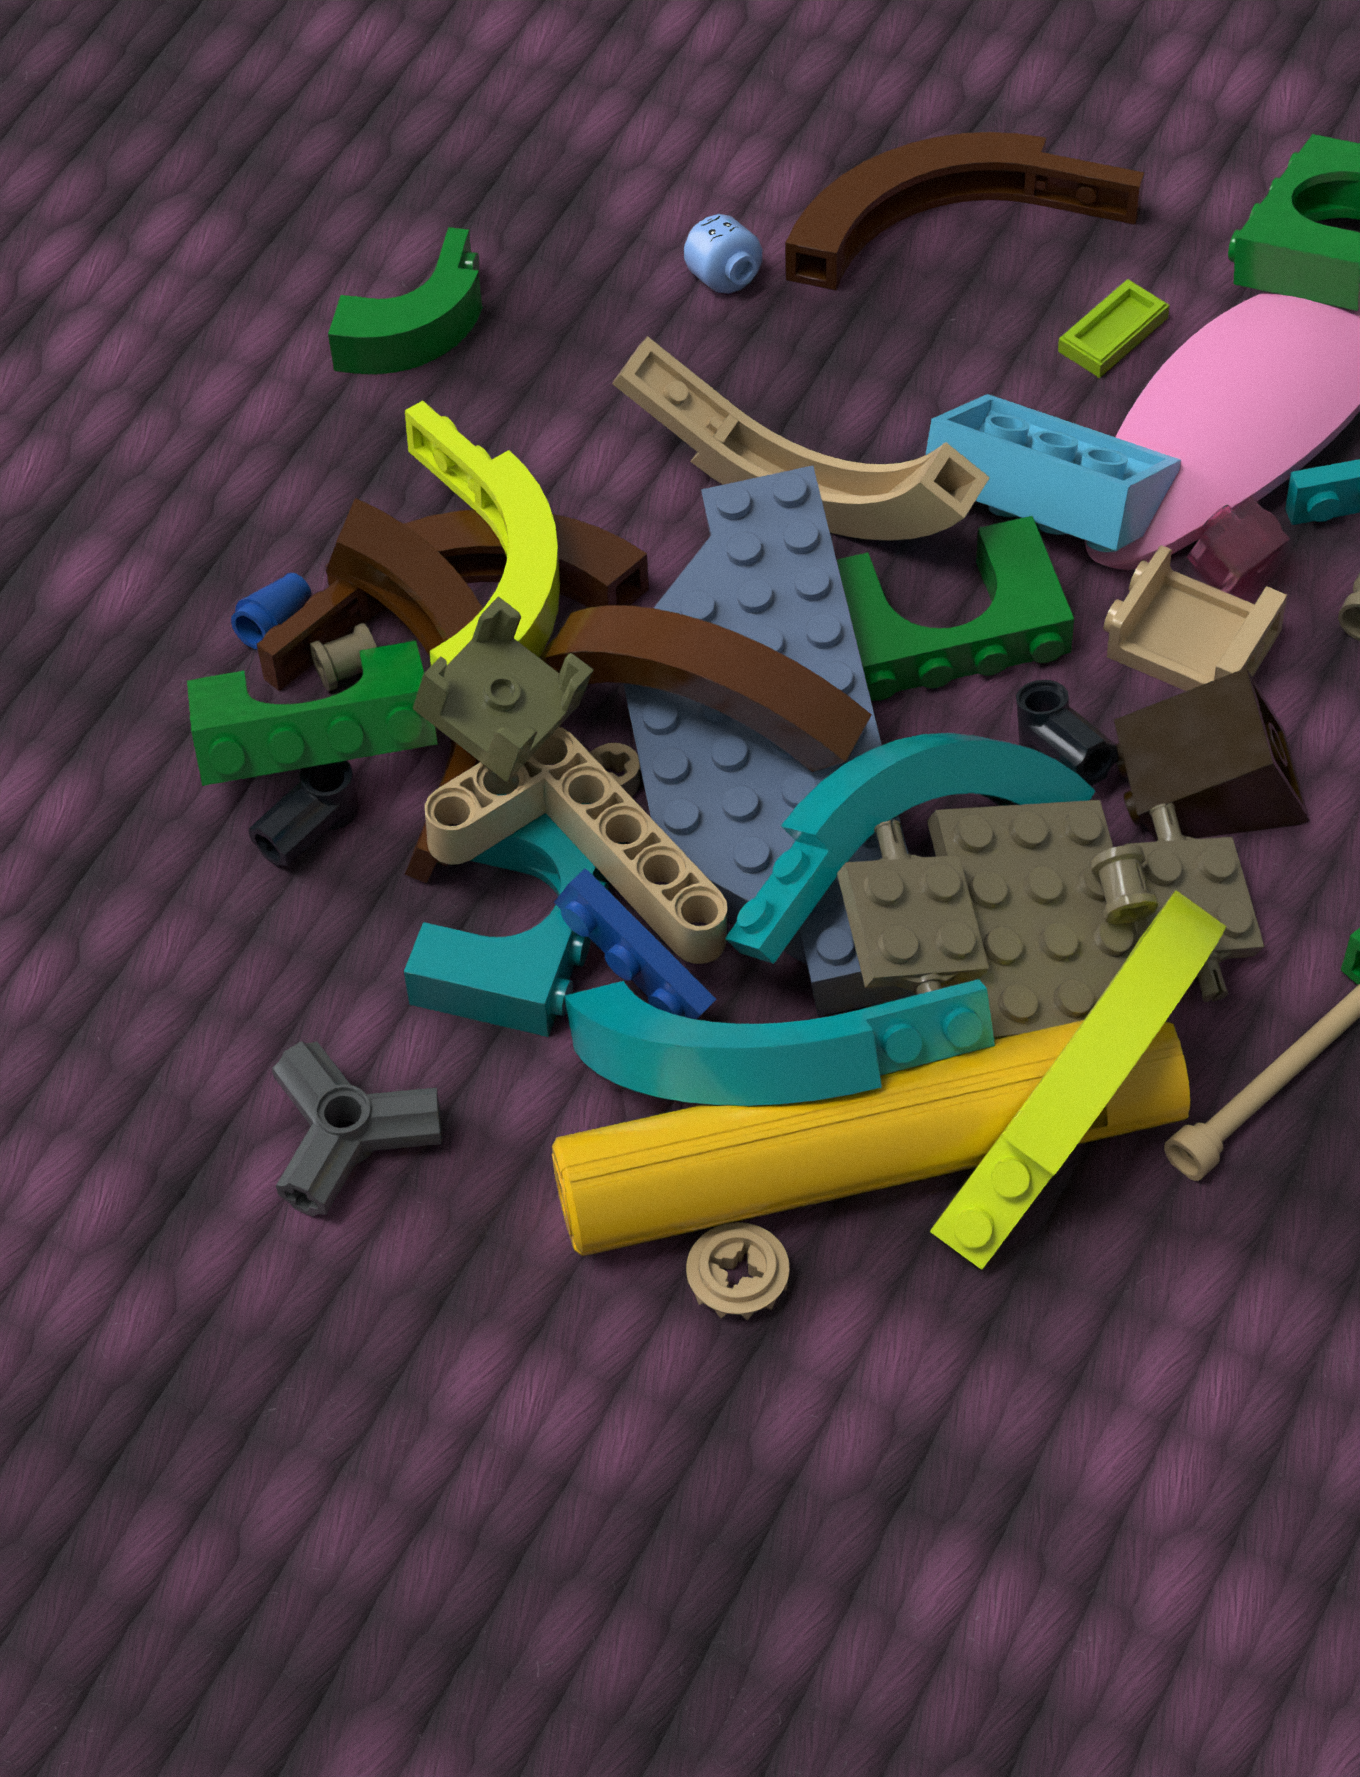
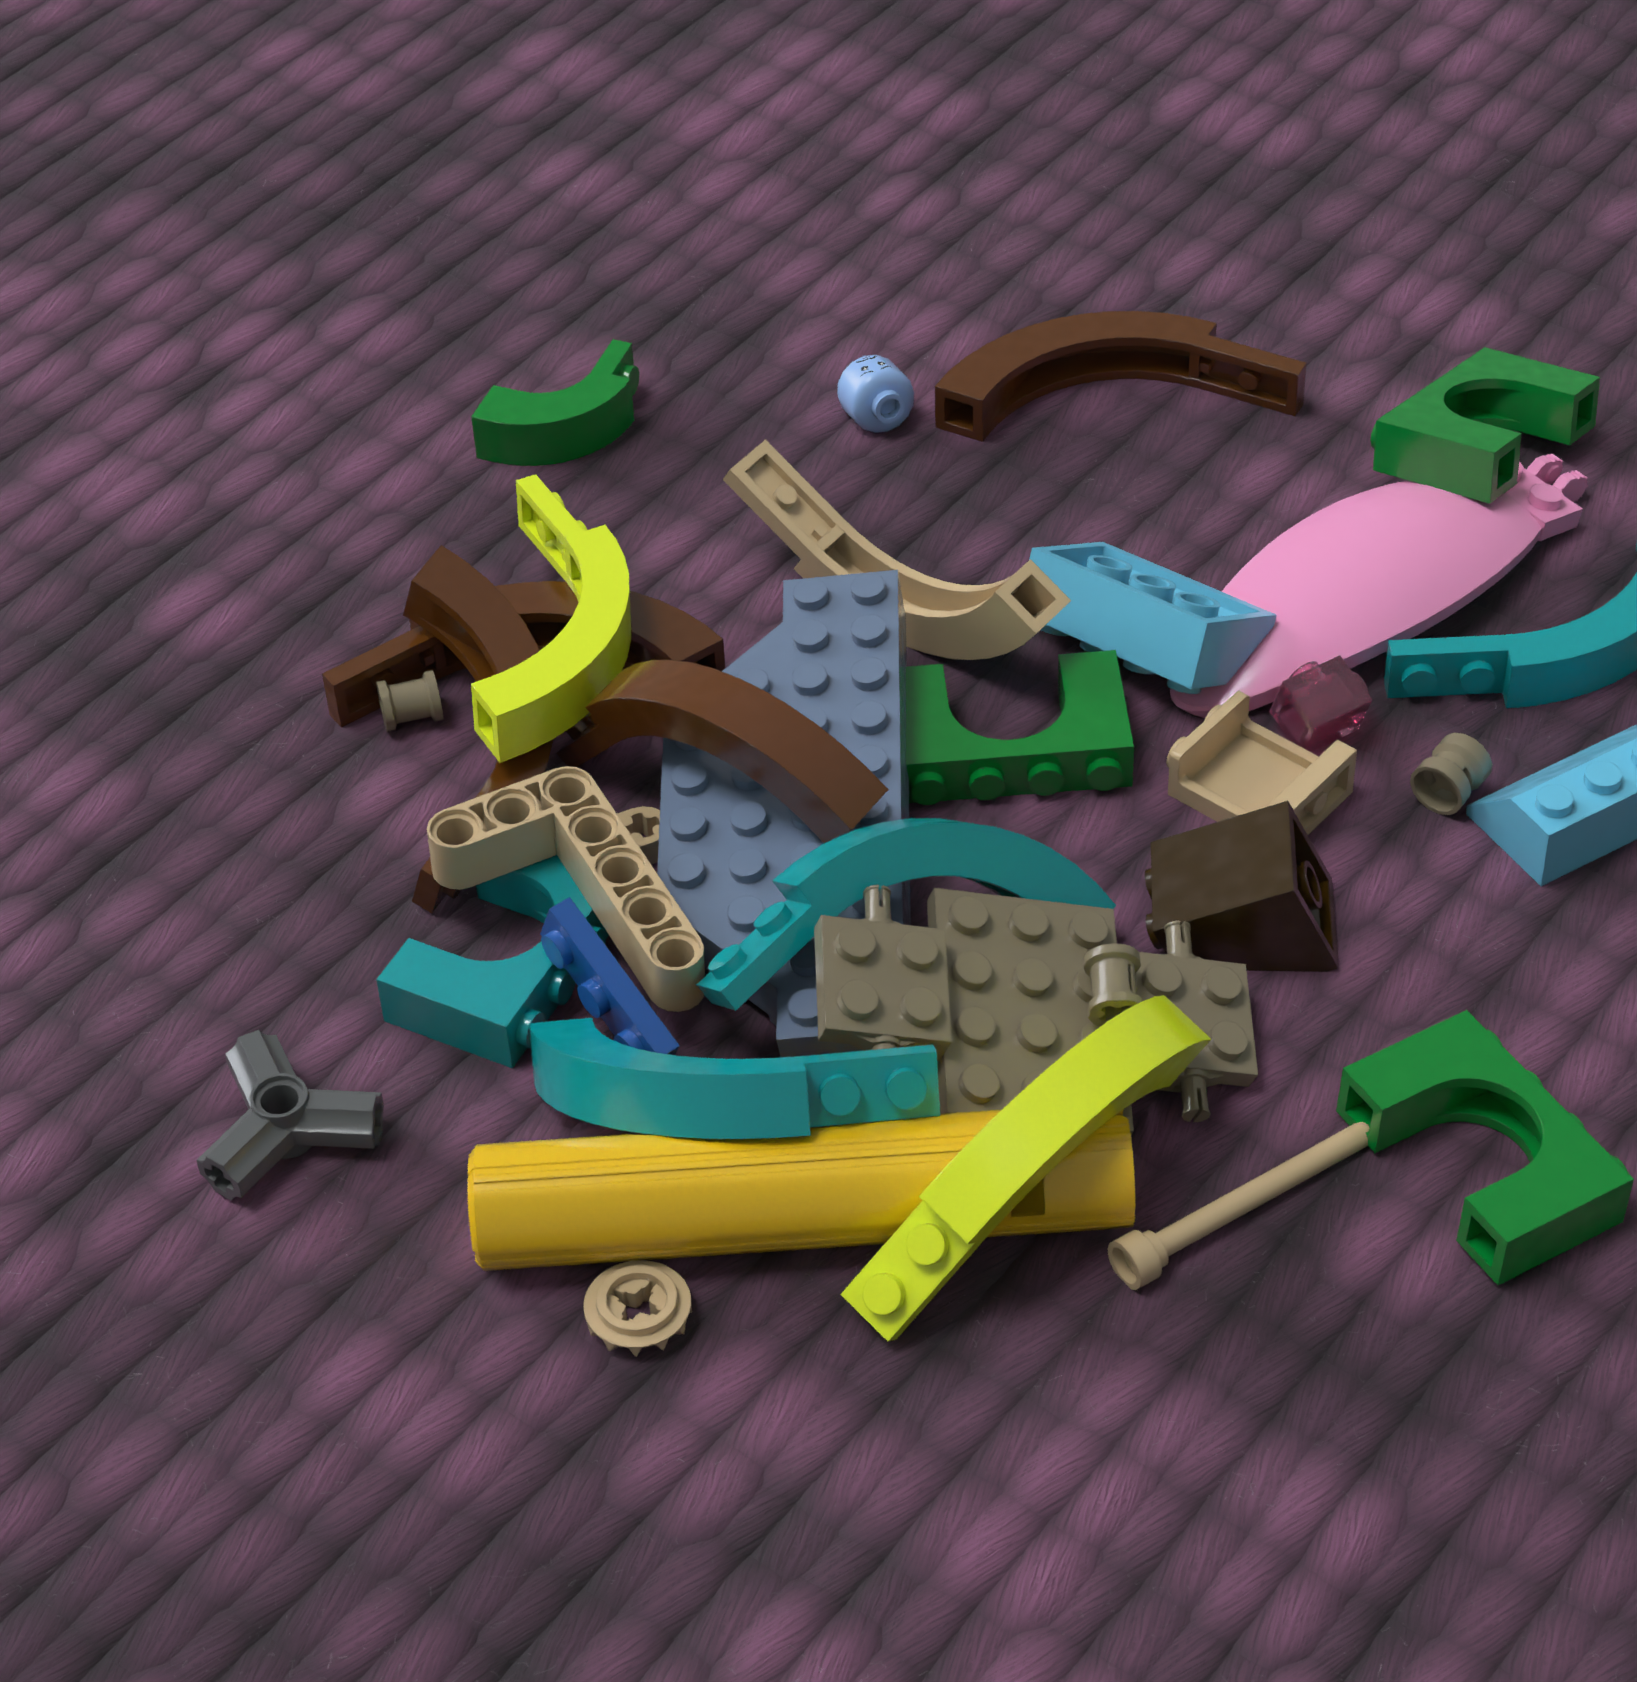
camera: 10 degrees right, 10 degrees down
(253, 738) = (278, 746): green arch -> none
(269, 608) = (345, 645): blue cone -> none
(318, 803) = (348, 824): black piece -> none
(499, 694) = (524, 726): olive panel -> none
(1062, 733) = (1097, 849): black piece -> none
(1113, 328) = (1248, 502): lime tile -> none

